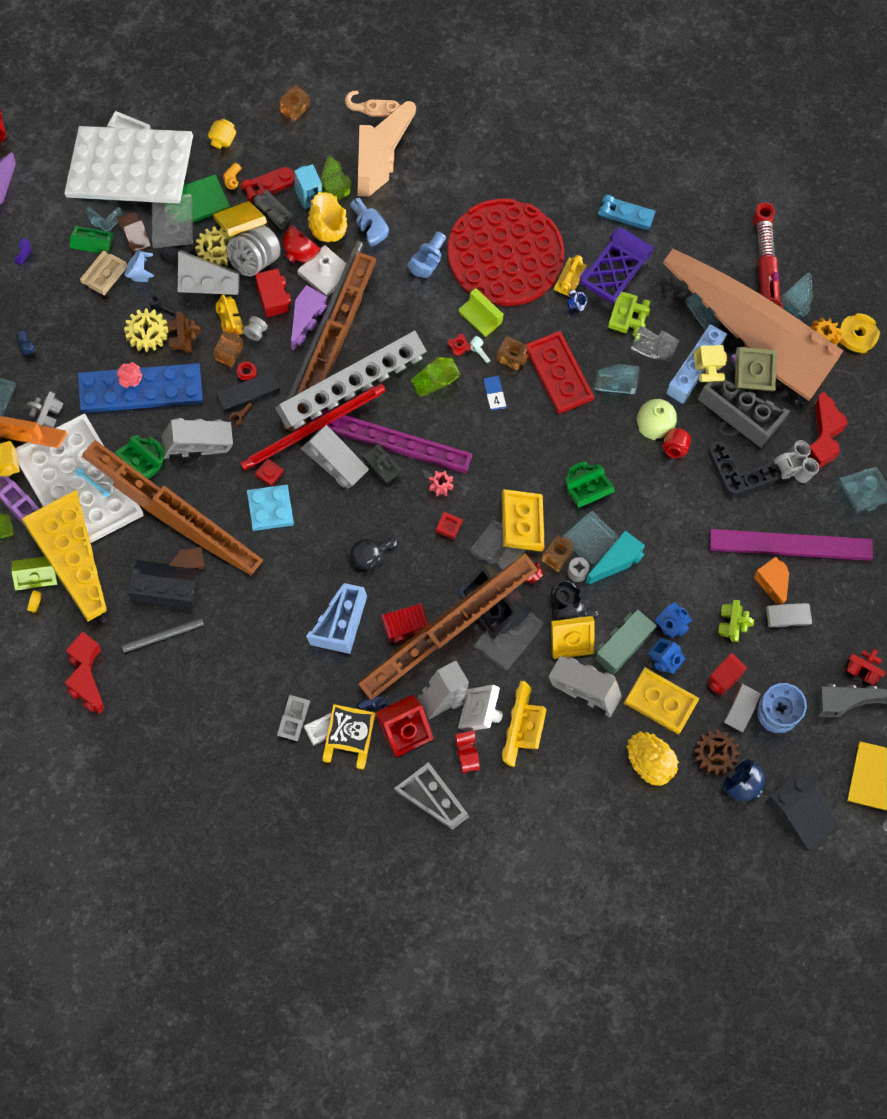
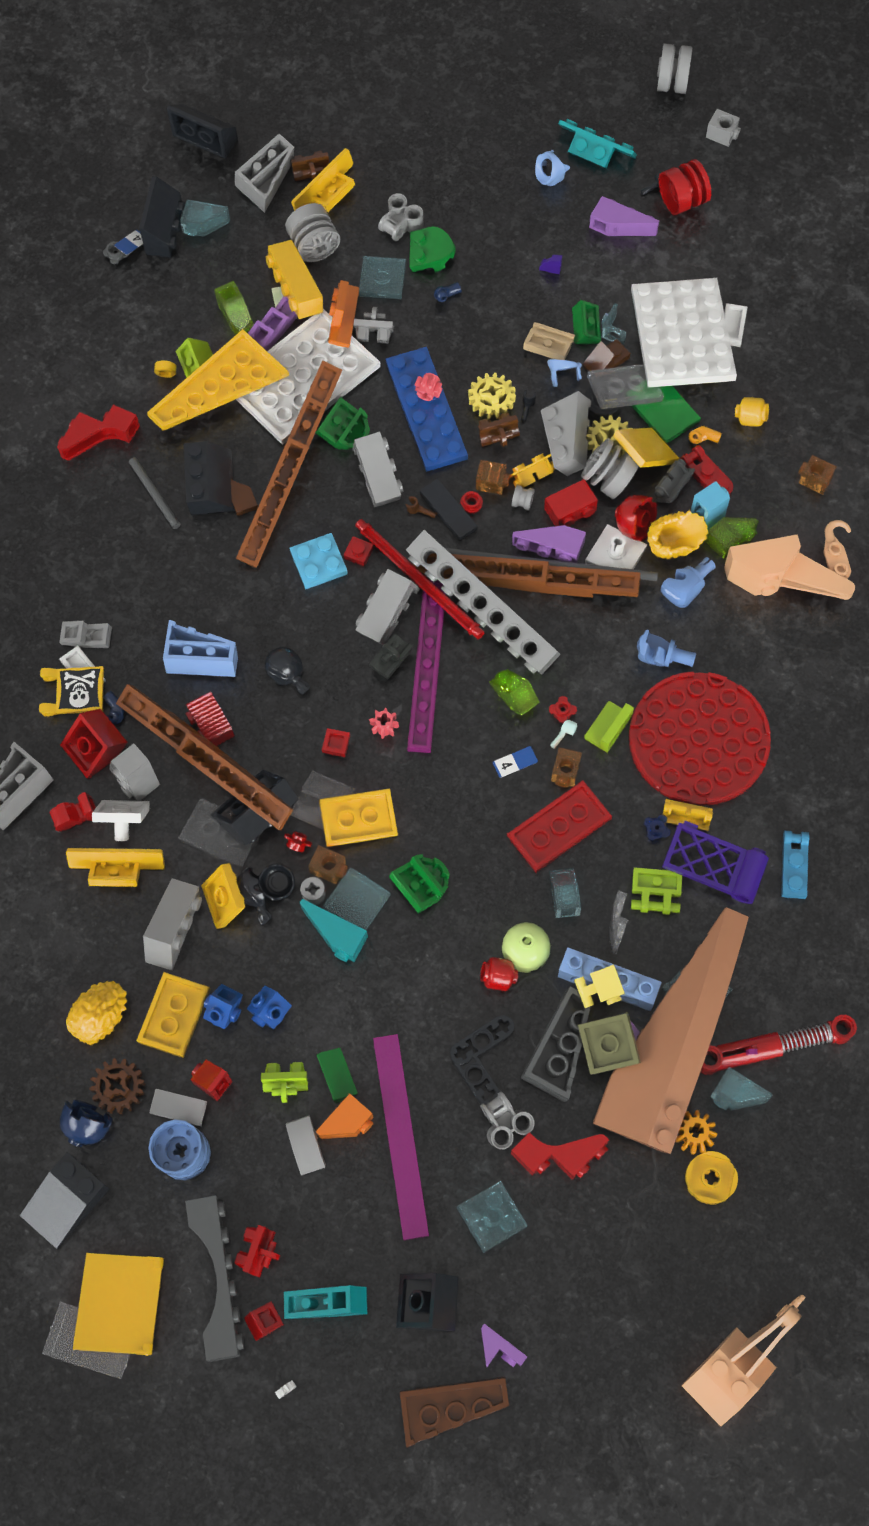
camera: 90 degrees right, 0 degrees up
(80, 473) = (311, 373): medium azure hinge -> none
(624, 641) = (234, 958): sand green brick -> none
(735, 582) = (337, 1074): none -> green slope

